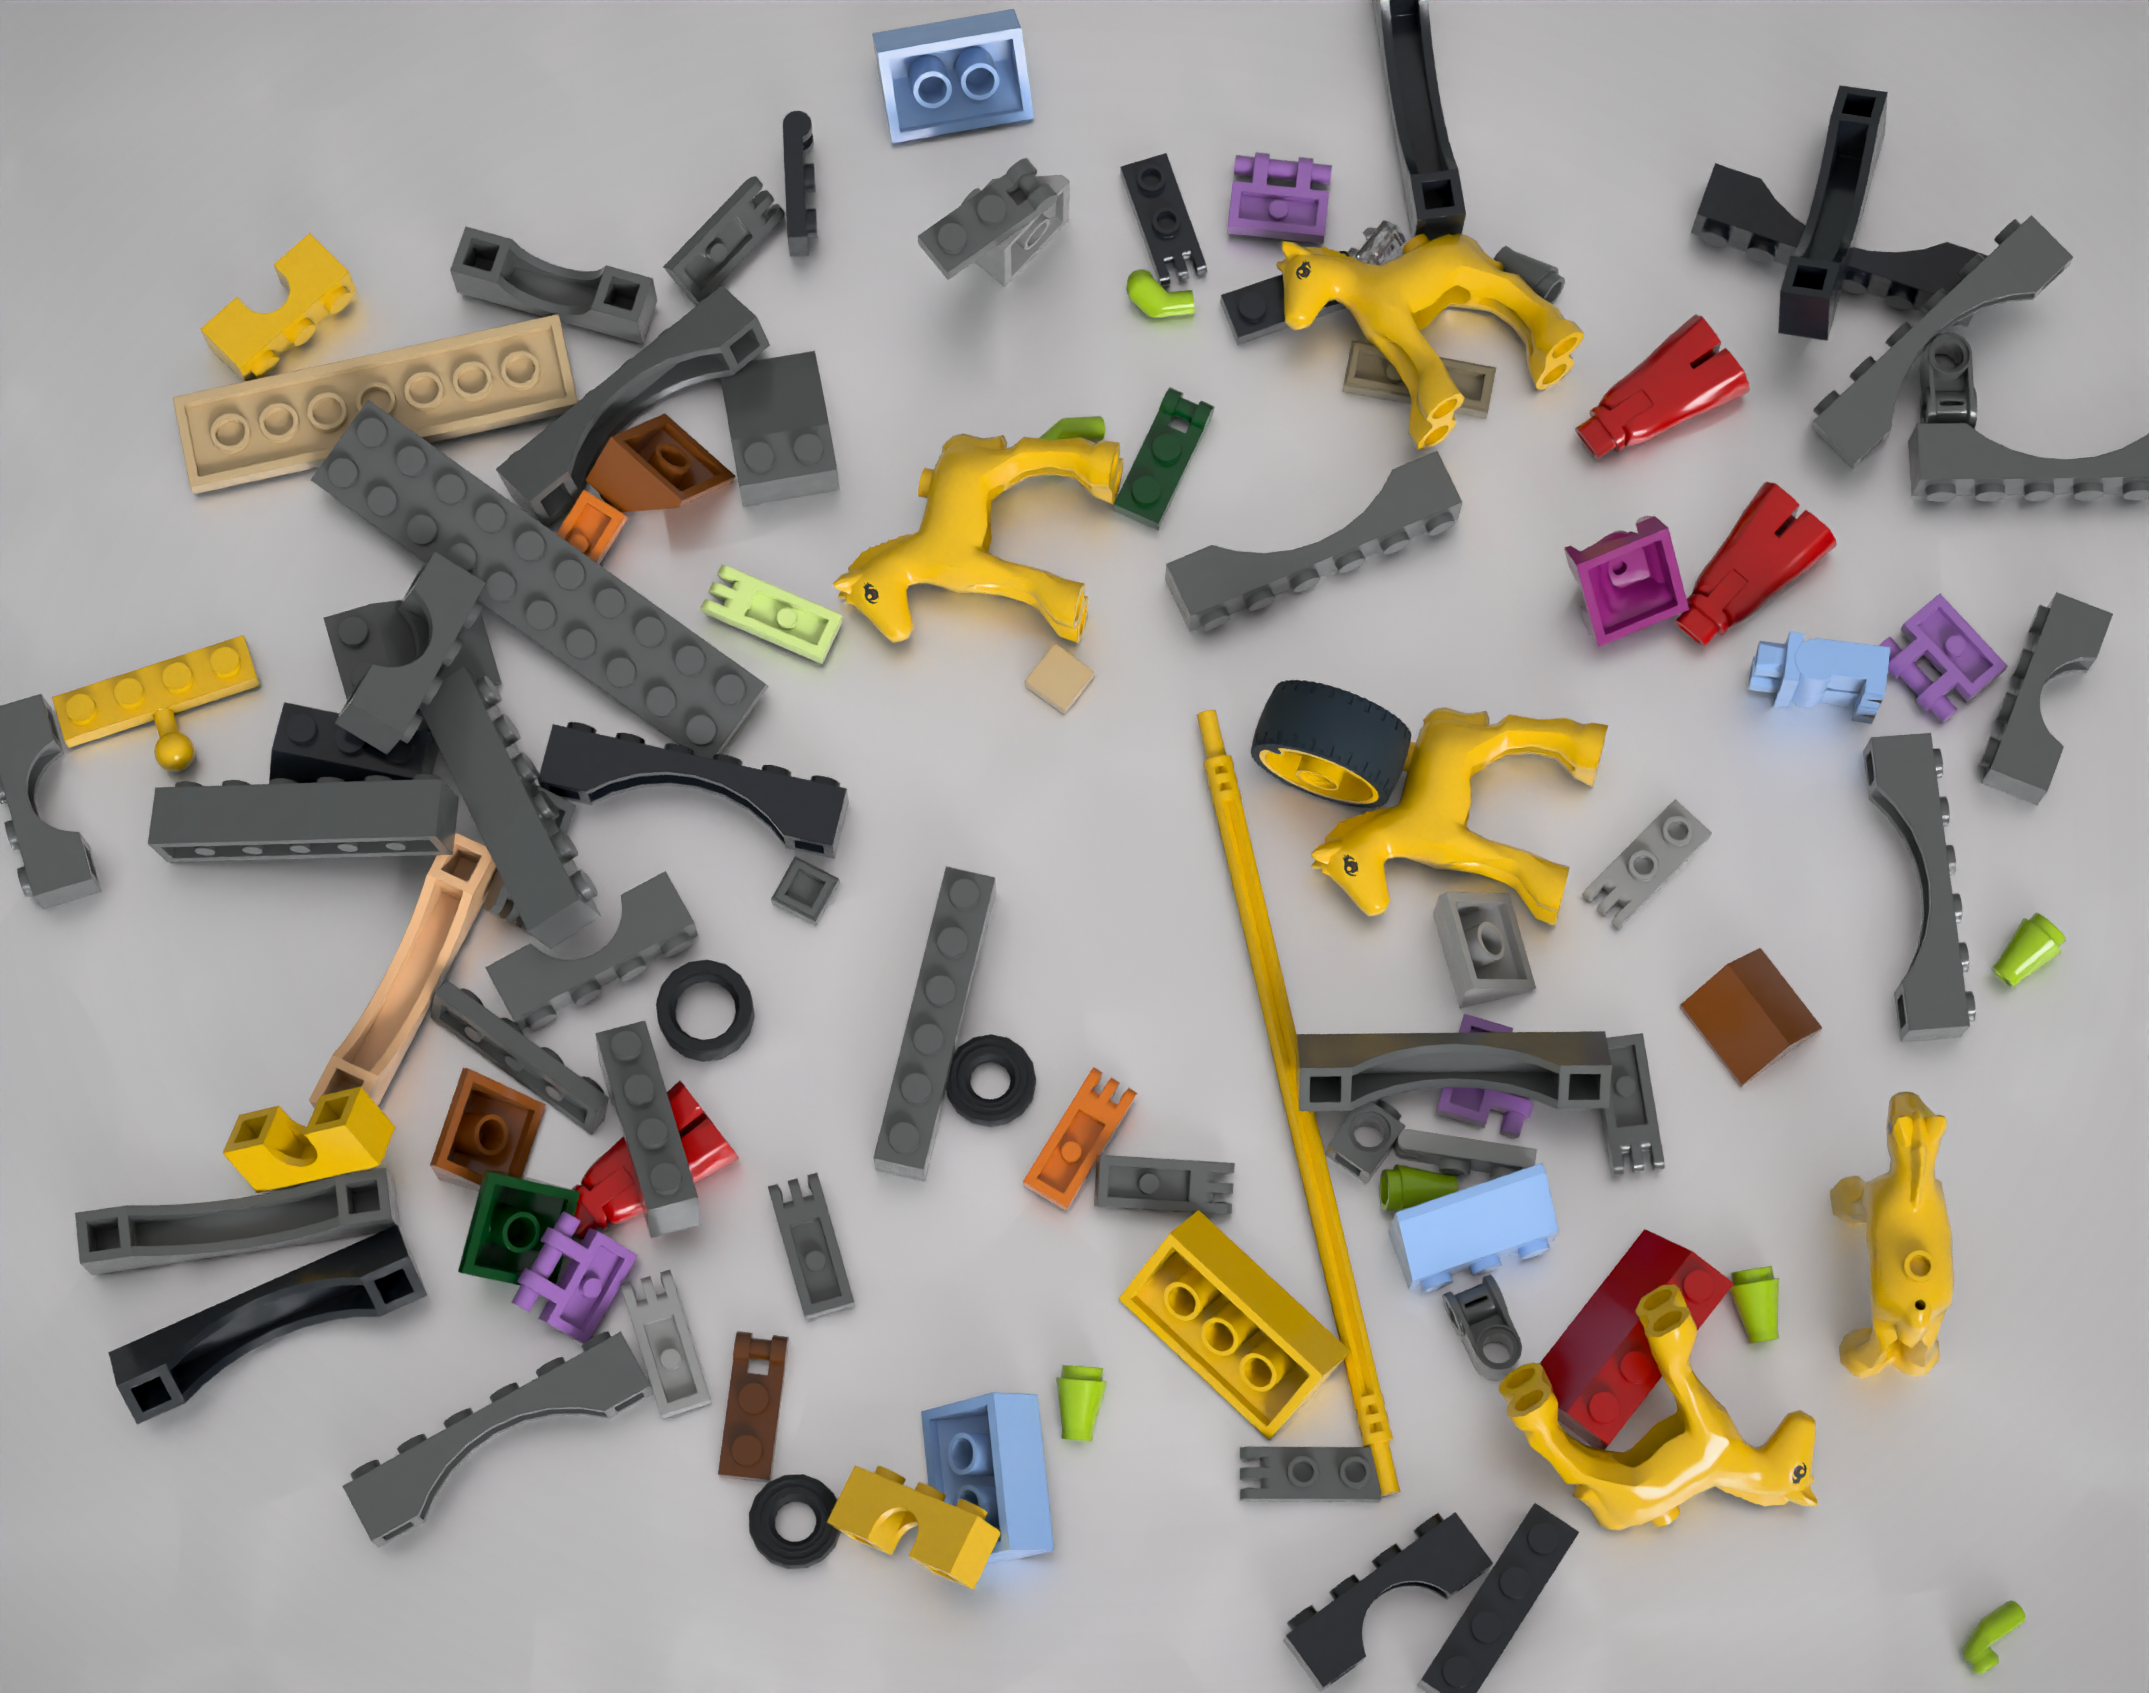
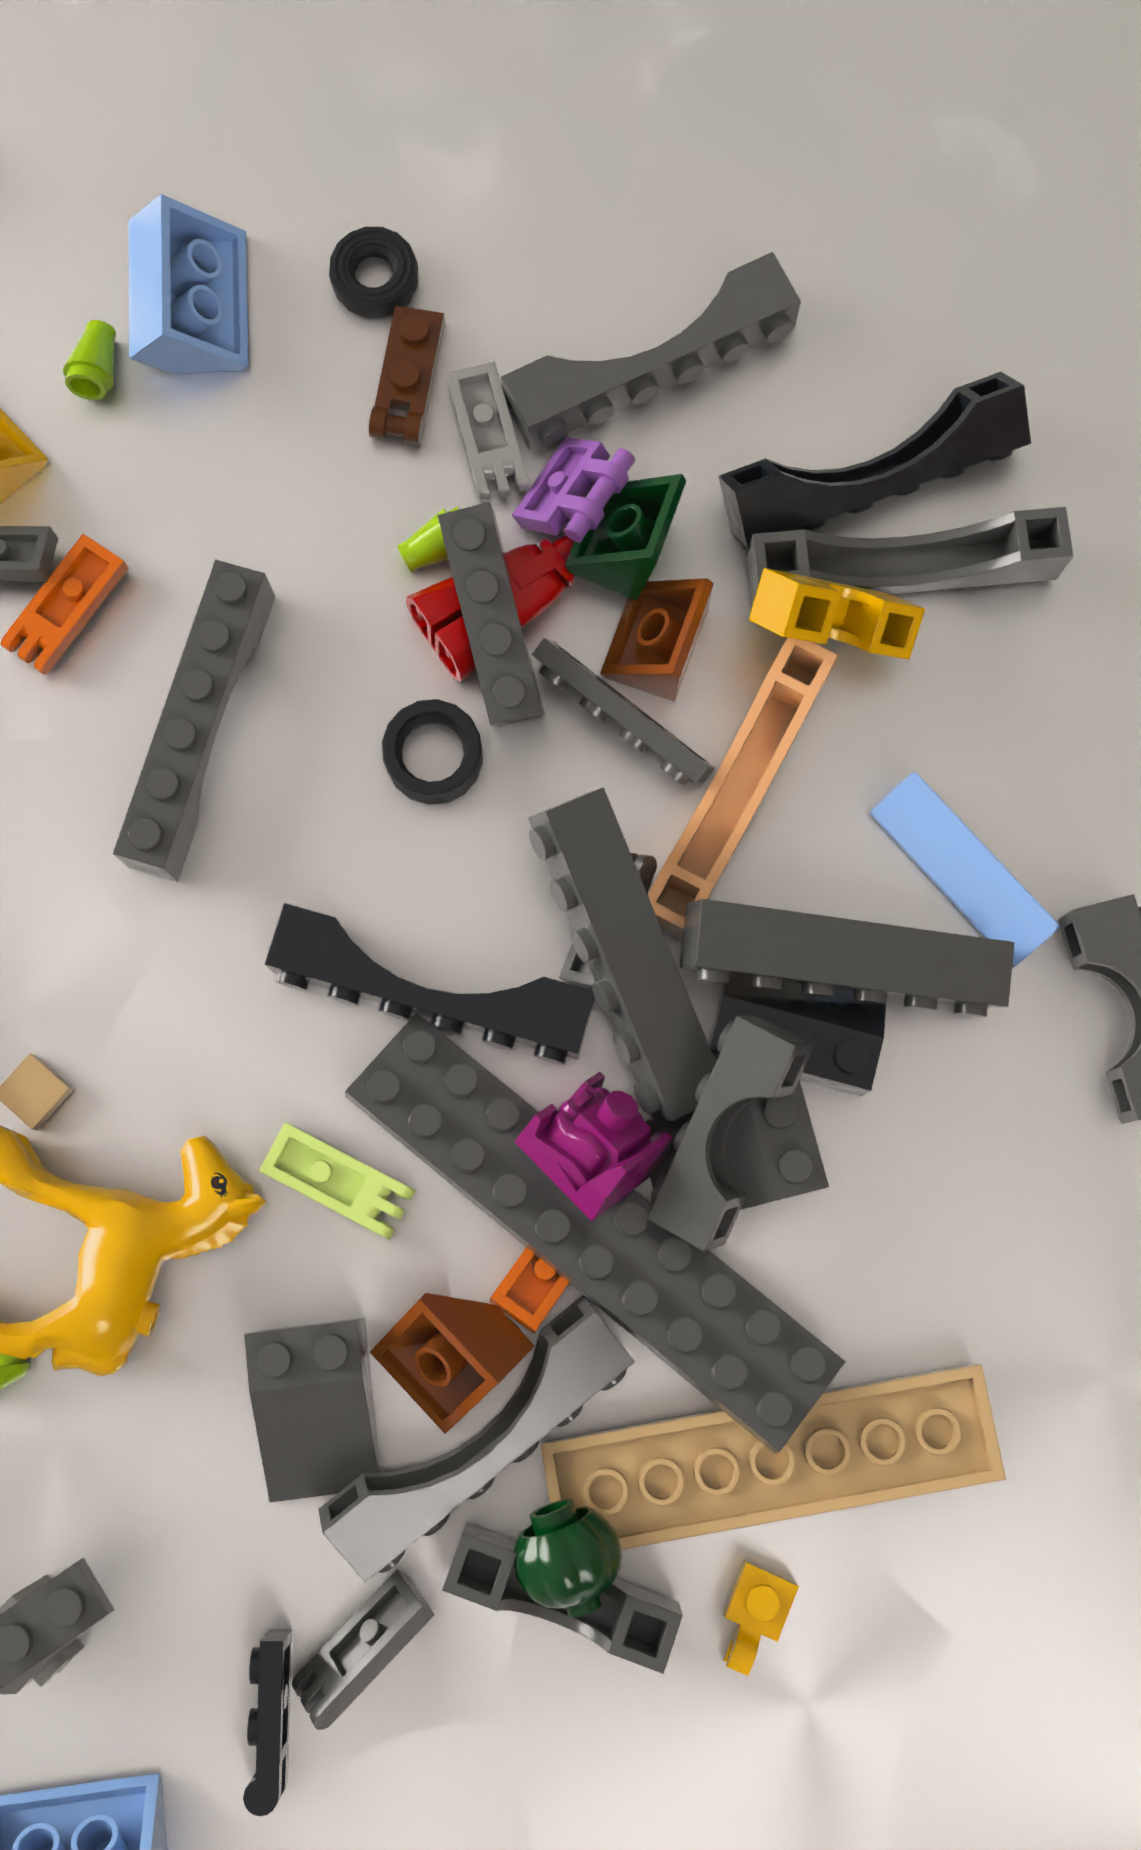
camera: 175 degrees left, 5 degrees up
(156, 695) = (1008, 1127): yellow plate -> none
(192, 927) = (963, 867): none -> light blue slope
(255, 341) = (843, 1612): yellow arch -> none
(390, 291) = (759, 1607): none -> yellow plate
(536, 642) = (594, 1146): none -> magenta brick
(539, 985) = (484, 839): dark grey arch -> none
(548, 310) = (567, 1557): none -> dark green plant
(718, 1223) = (425, 545): none -> lime cone
(805, 891) = (323, 876): dark grey tile -> none
(812, 1249) = (339, 512): dark grey hinge -> none
(949, 1539) = (214, 213): yellow arch -> none
(998, 1110) = (125, 650): black tyre -> none

